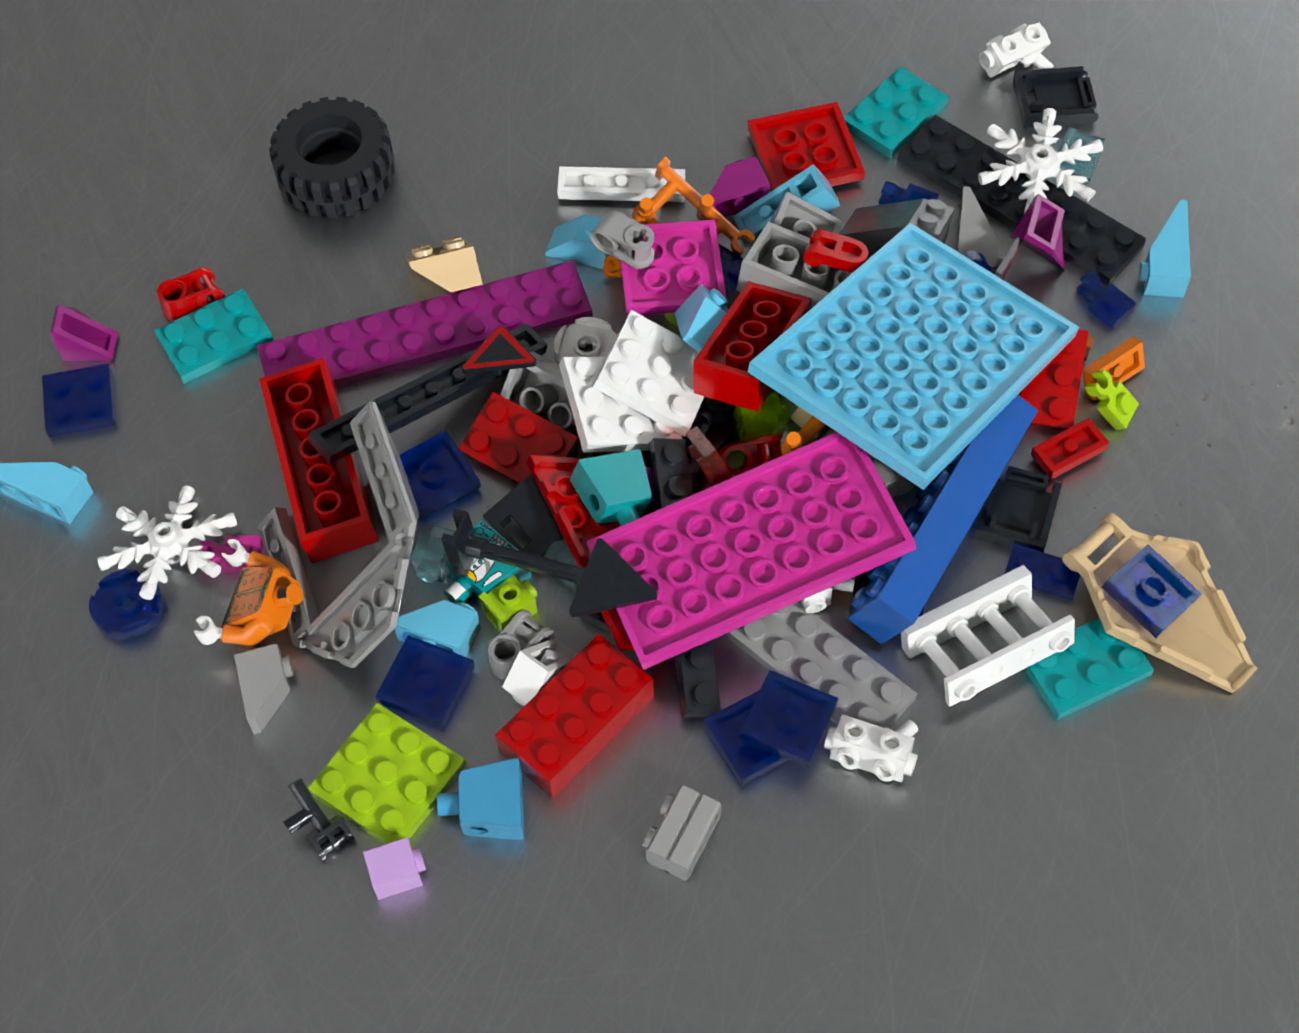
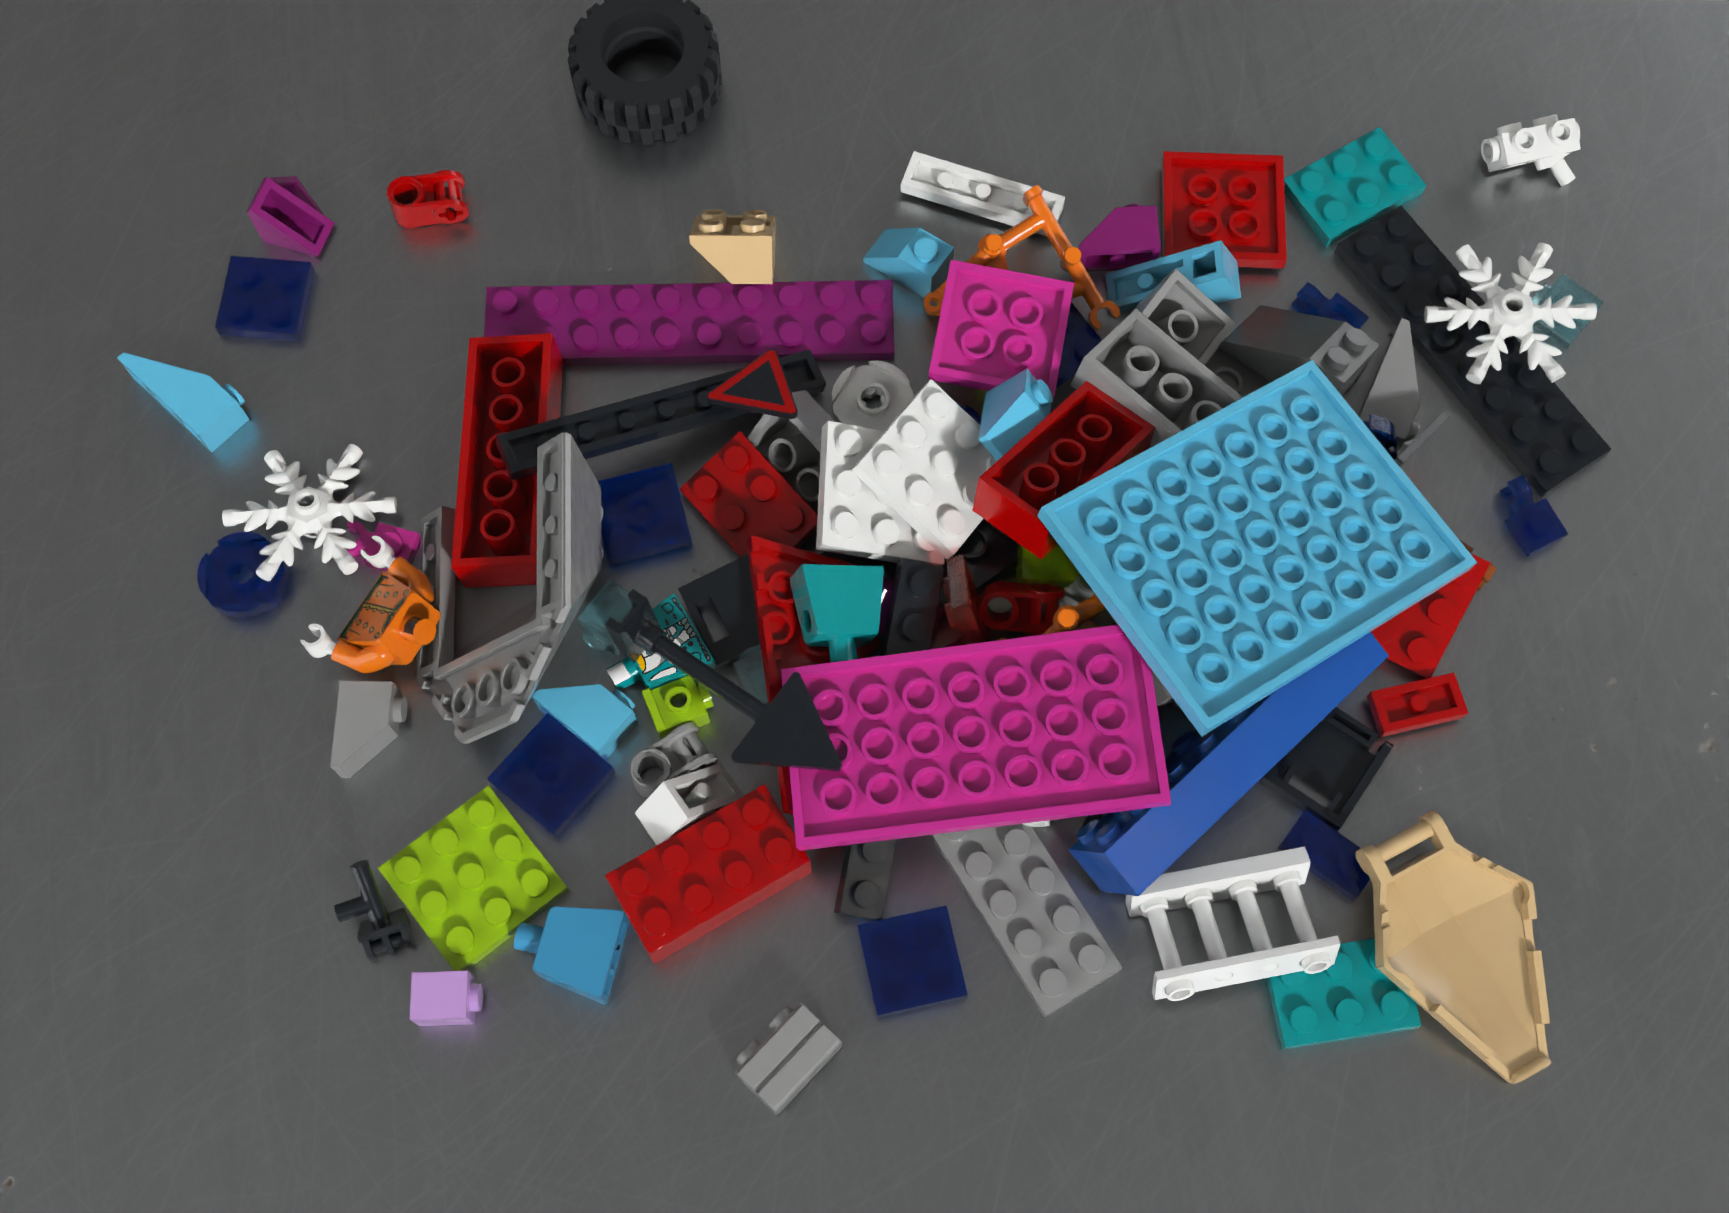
camera: 15 degrees right, 10 degrees up
(213, 335) = (441, 258): teal plate -> none
(621, 237) = (952, 283): light grey piece -> none
(788, 718) = (955, 959): clear blue plate -> none
(835, 251) = (1217, 386): red plate -> none
(873, 748) = (1051, 1029): white brick -> none
(1042, 230) = (1481, 405): magenta slope -> none
(1062, 89) = (1564, 220): black container -> none
(1115, 402) = (1495, 659): lime plate -> none
(1120, 363) = (1508, 614): orange plate -> none
(1151, 590) = (1451, 929): clear blue plate -> none
(1168, 259) = (1627, 491): medium azure slope -> none

